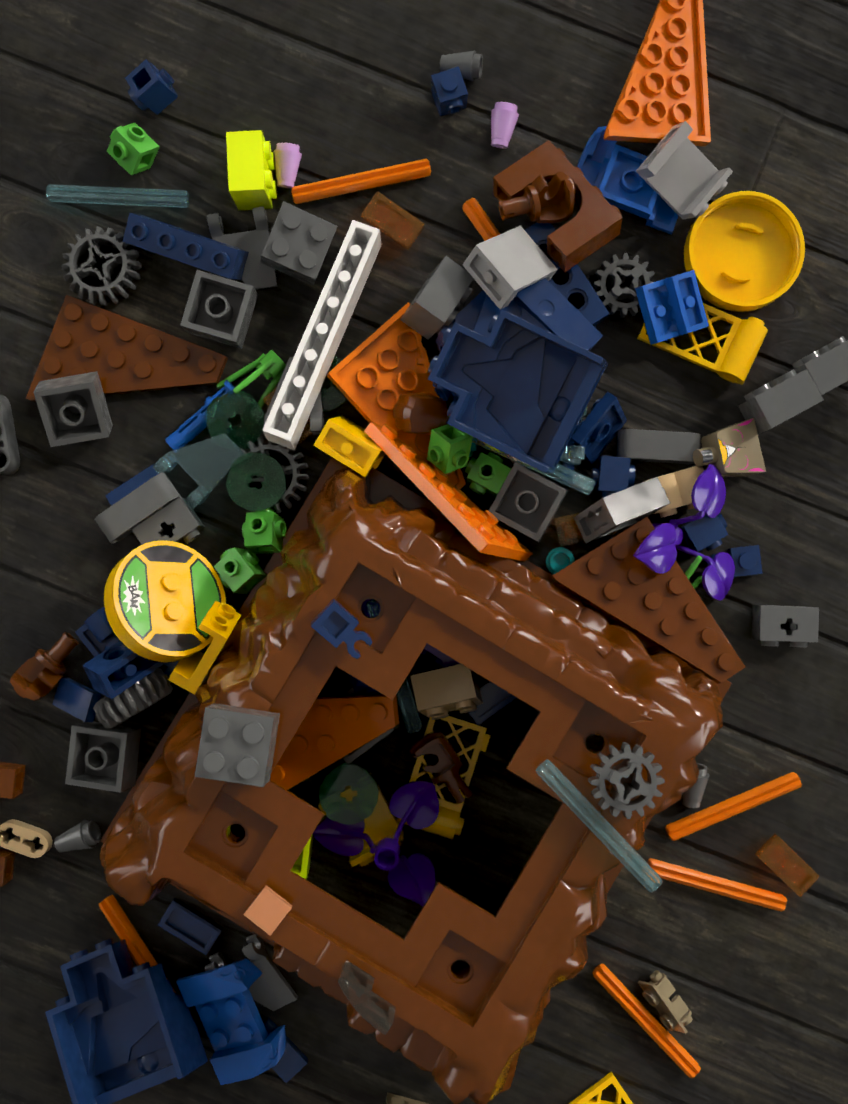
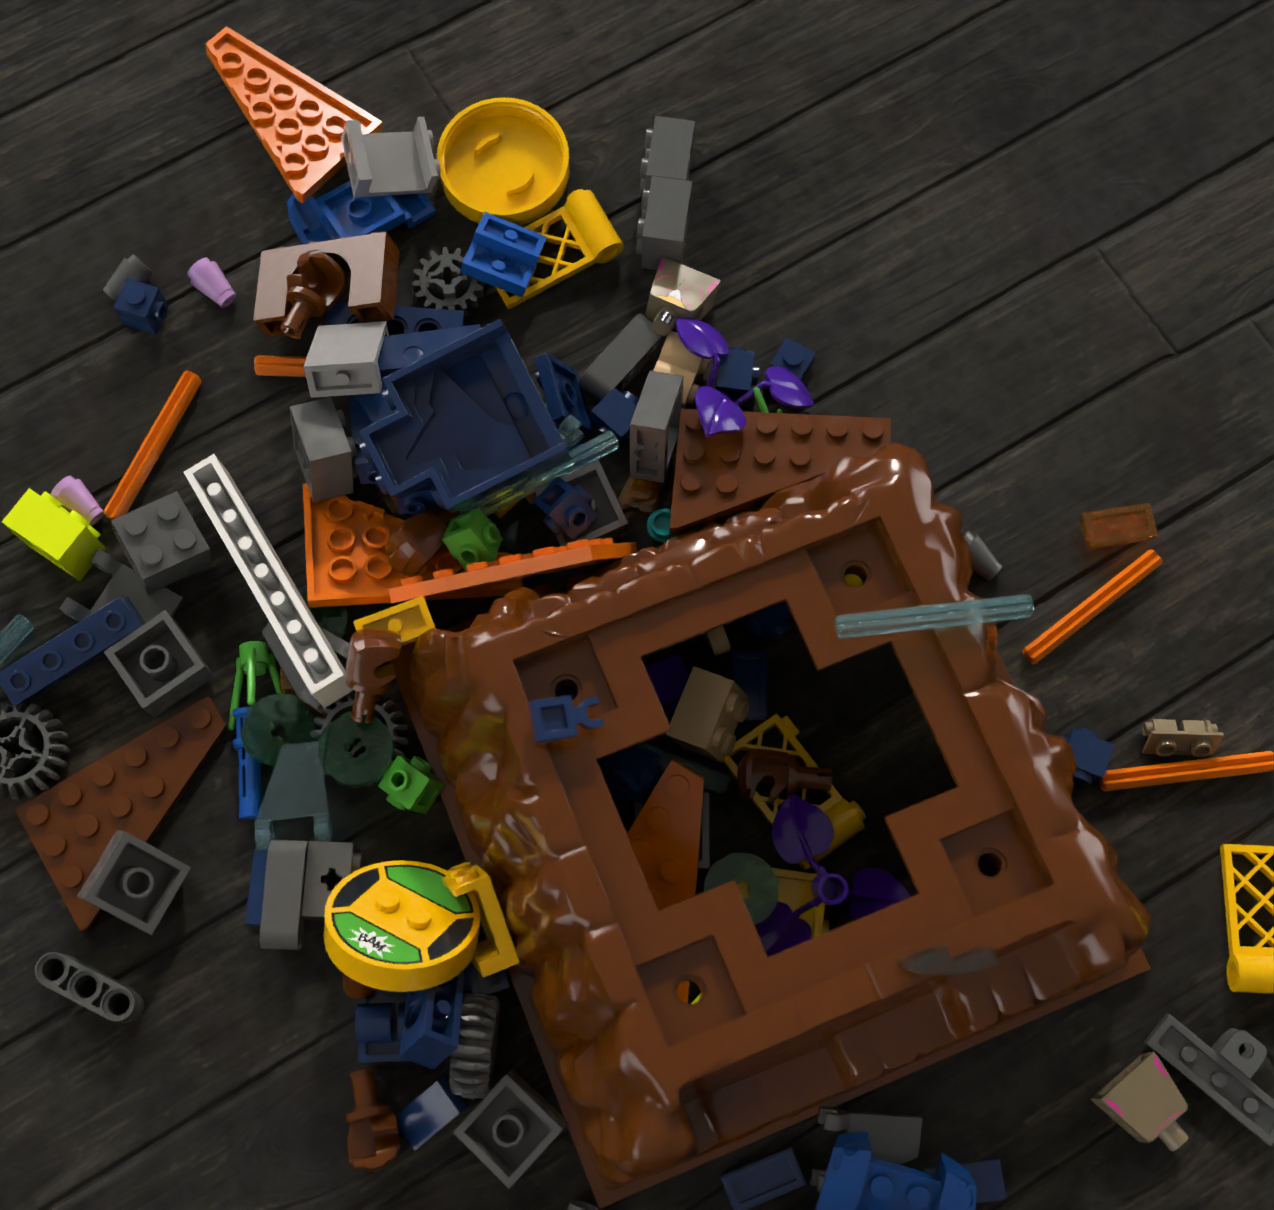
camera: 55 degrees left, 15 degrees down
(237, 745) = (599, 899): dark grey brick -> none
(239, 570) = (429, 837): bright green brick -> none
(268, 910) = (789, 1000): nougat tile -> none
(307, 455) = (367, 651): none -> reddish brown piece
(392, 220) = (223, 439): clear orange plate -> none
(486, 484) = (525, 528): bright green brick -> none
(513, 496) = (566, 508): none -> dark blue brick
(605, 948) = (1090, 755): none -> dark blue brick
(624, 792) = (908, 541): dark grey gear -> none
(733, 806) = (1026, 526): orange axle -> none
(802, 624) = (885, 349): dark grey brick -> none

